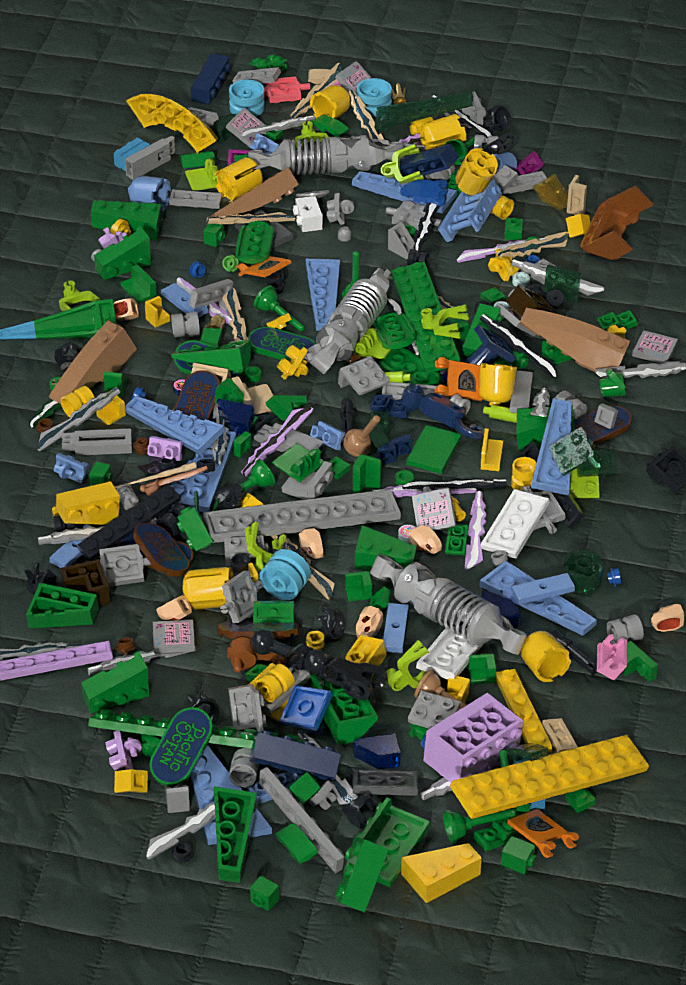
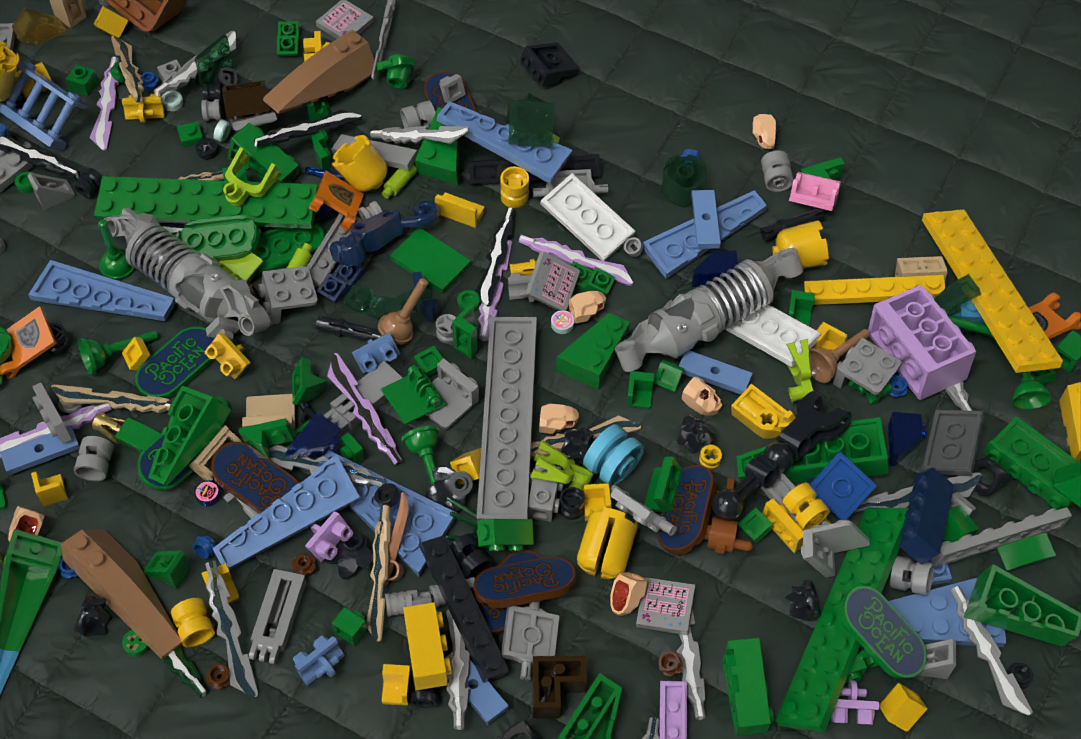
camera: 75 degrees left, 15 degrees up
(490, 348) = (308, 156): dark blue plant -> none

